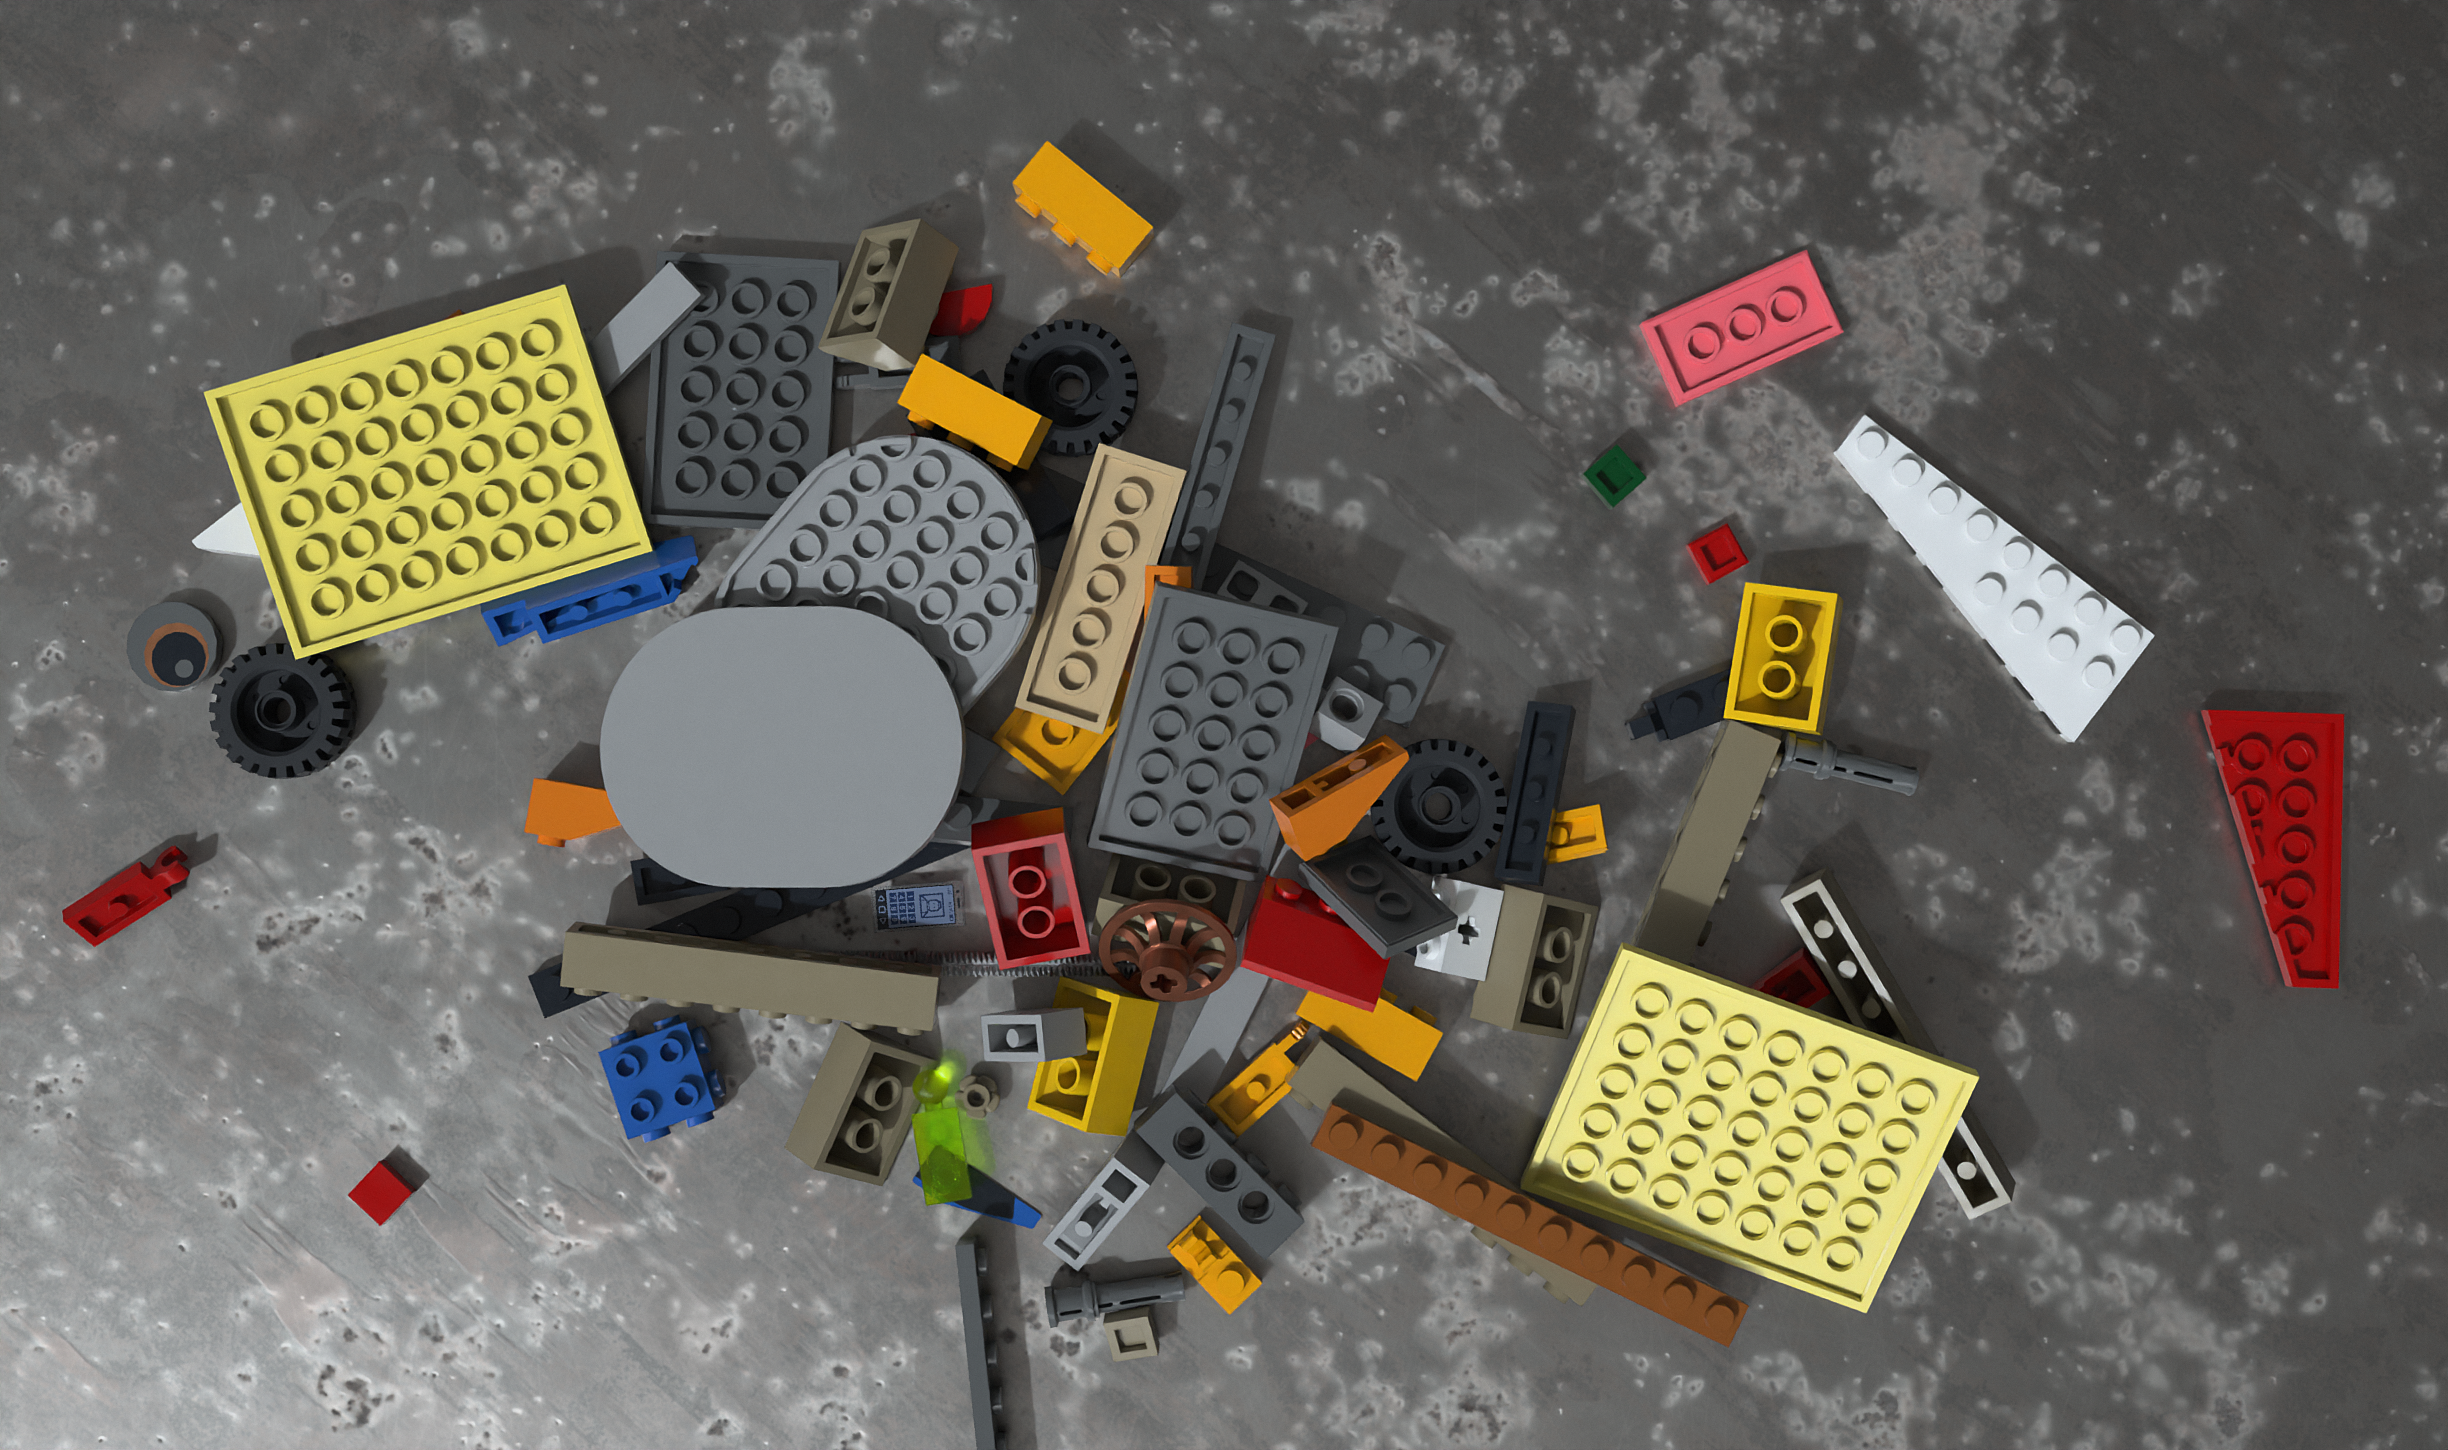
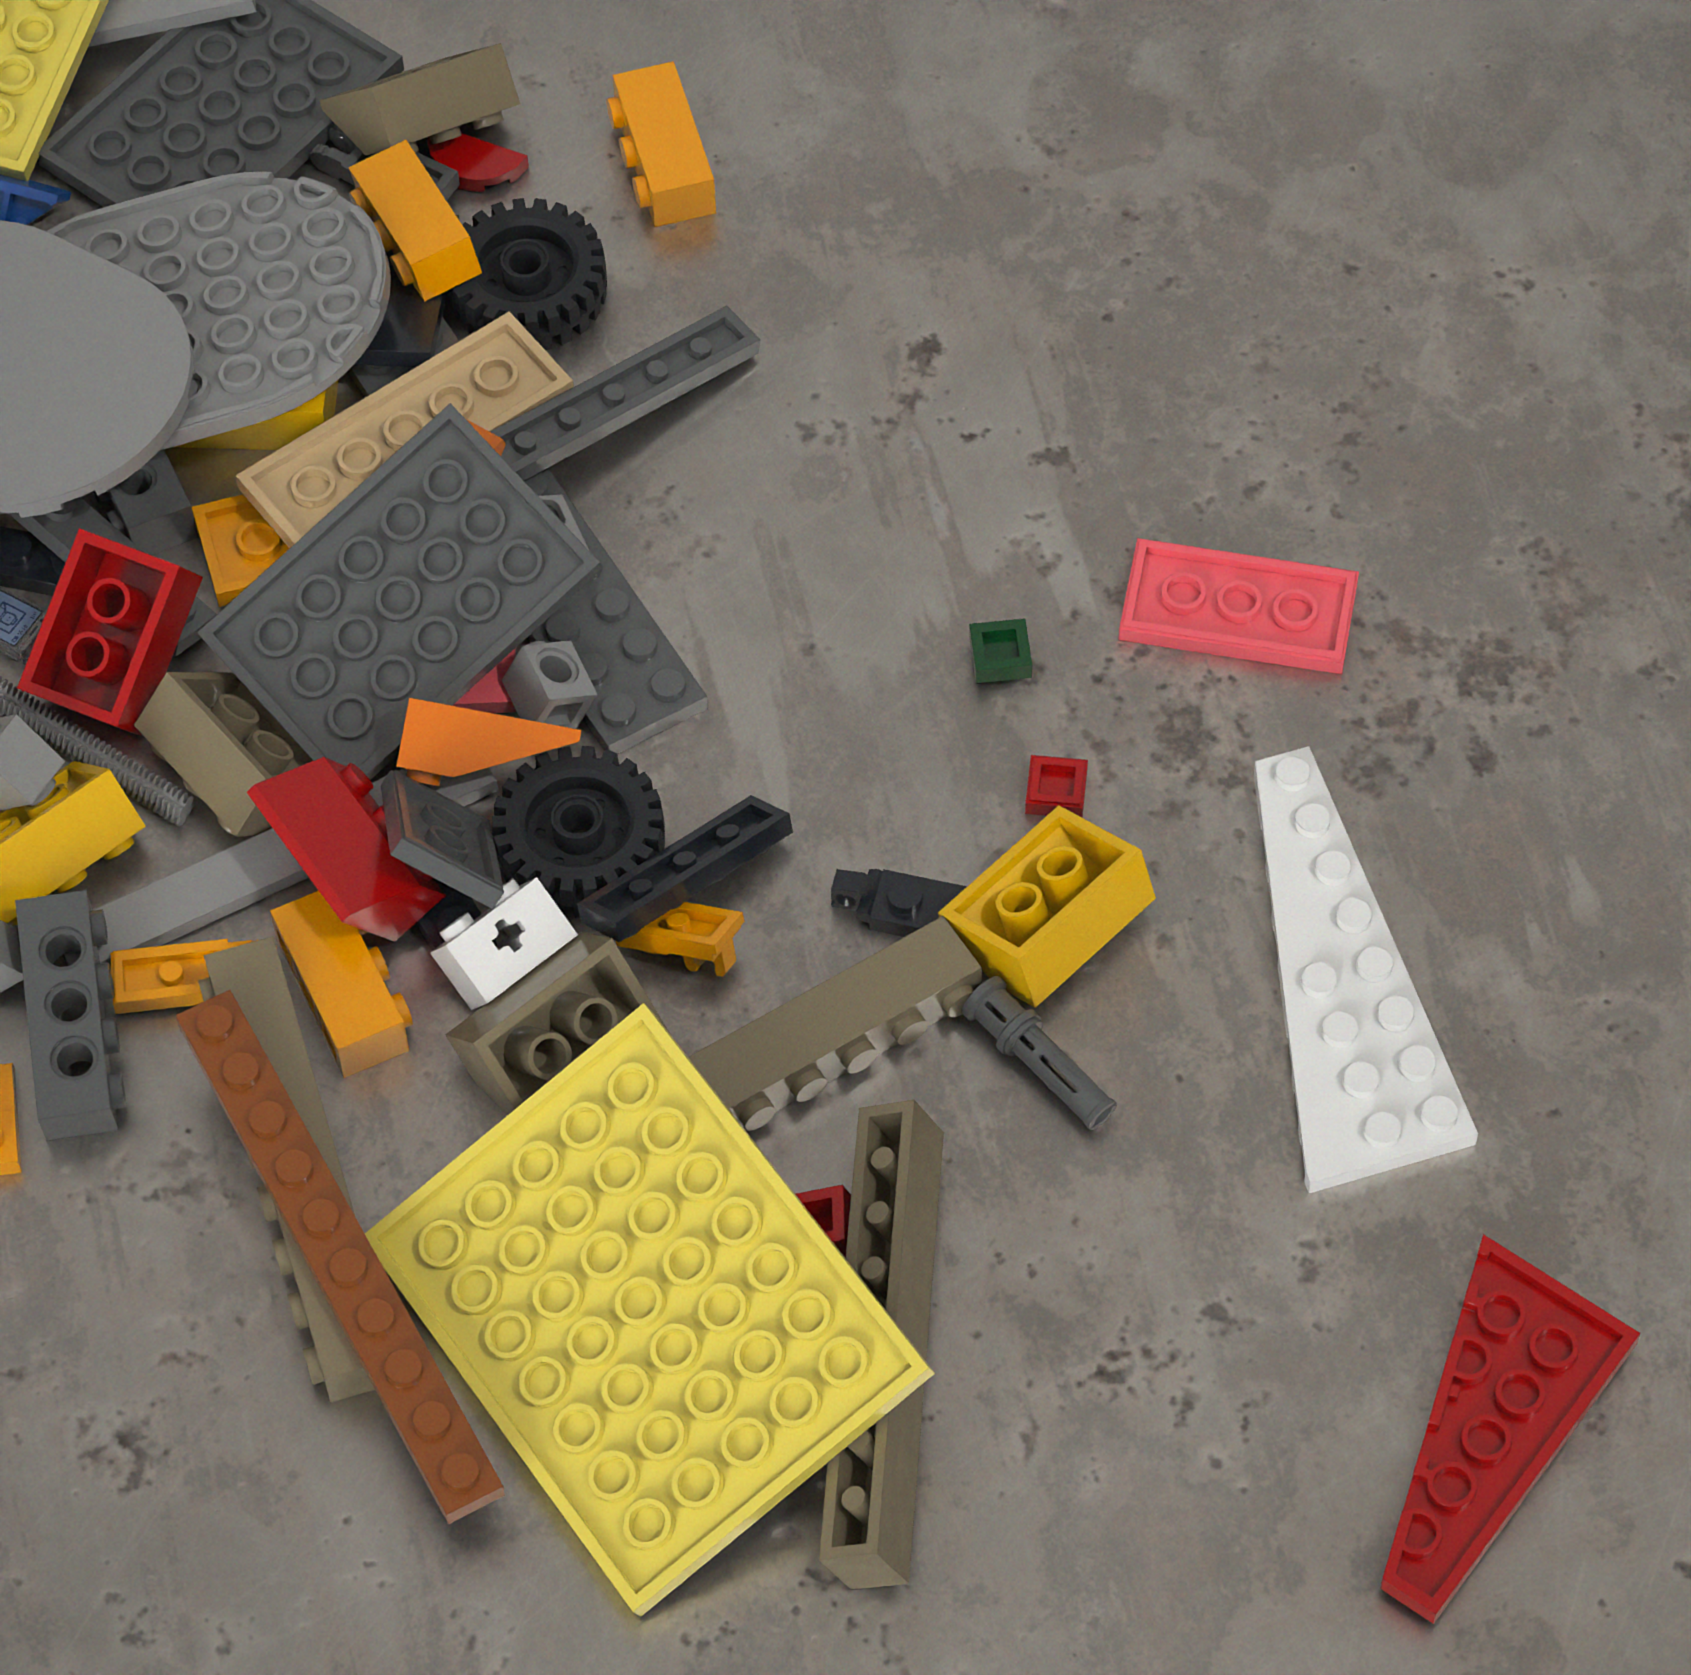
camera: 40 degrees right, 30 degrees down
(1167, 964) = (182, 770): copper wheel -> none

